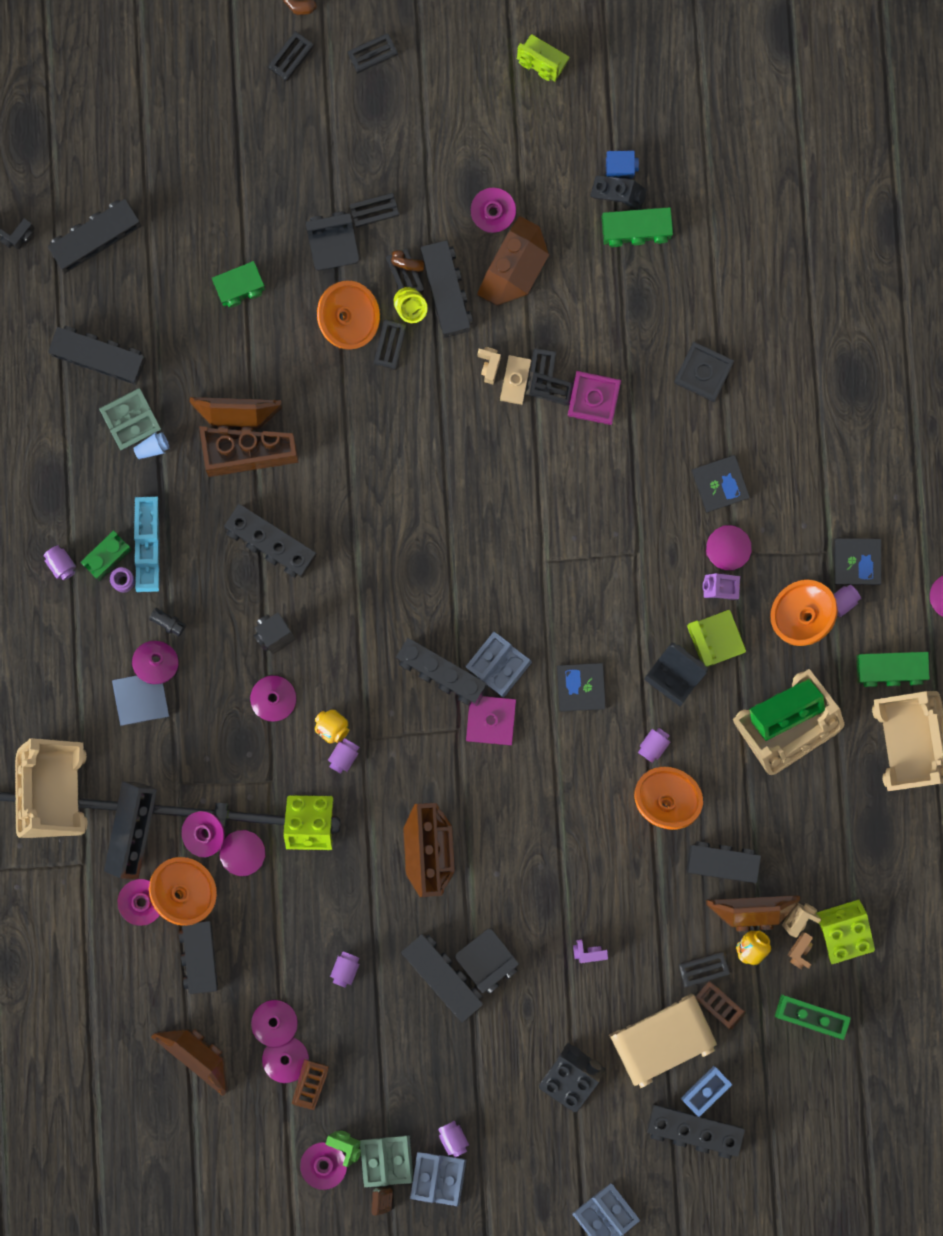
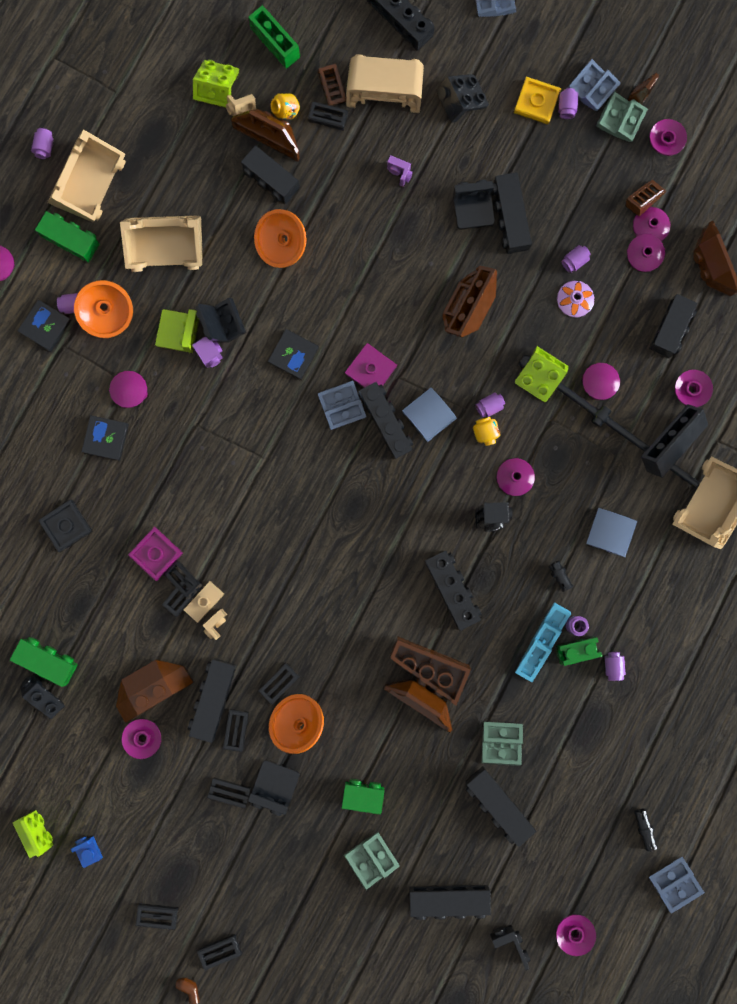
camera: 150 degrees left, 0 degrees up
(152, 446) = (497, 712): light blue cone -> none
(152, 671) = (587, 542): magenta dish -> none
(191, 882) = (650, 370): orange dish -> none
(193, 229) = (371, 860): none -> sand green slope
(194, 836) = (622, 409): magenta dish -> none
(332, 928) = (569, 304): none -> lavender dish
(342, 1141) = (645, 141): bright green bracket -> none
(401, 708) = (429, 414): none -> sand blue slope
(407, 264) = (230, 737): reddish brown arm -> none
(410, 305) = (245, 698): neon yellow wheel -> none
(479, 73) = (87, 851): none -> blue bracket
(489, 1125) = (537, 100): none -> yellow tile
(621, 164) = (25, 716): blue brick -> none
(654, 744) = (267, 283): medium lavender brick -> none
(668, 633) = (208, 352): none -> medium lavender brick
(706, 1091) = (377, 31): medium blue brick -> none
(721, 586) = (150, 364): medium lavender bracket -> none
(787, 709) = (158, 248): green brick -> none
(801, 946) = (255, 87): medium nougat bracket -> none

